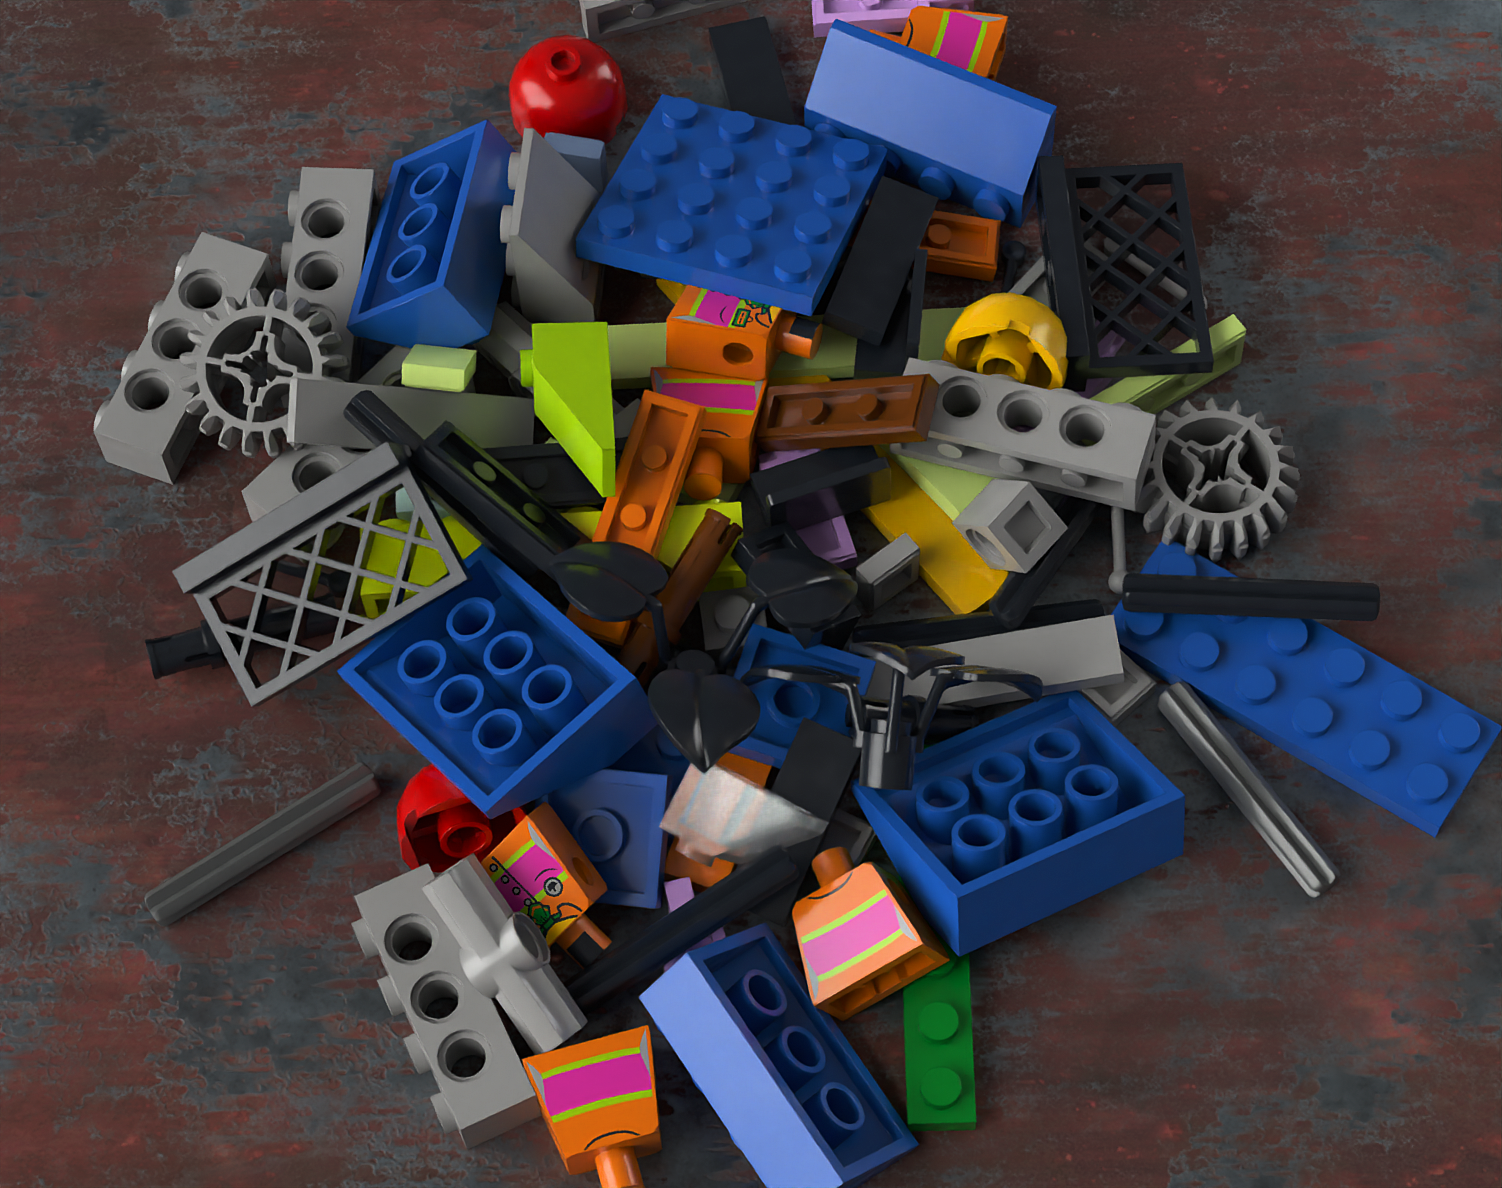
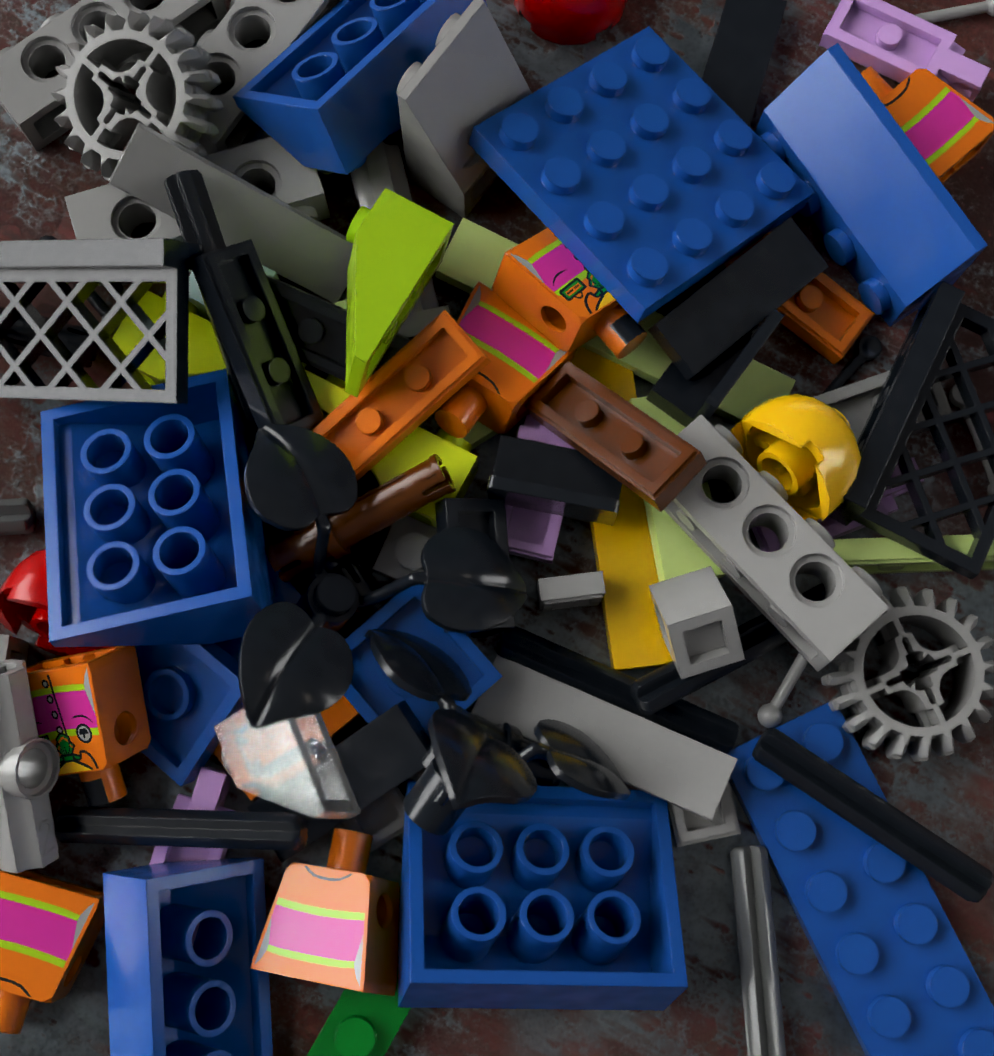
camera: 25 degrees right, 15 degrees up
(438, 368) = (287, 180): yellowish green tile -> none
(584, 155) = (537, 46): sand blue tile -> none

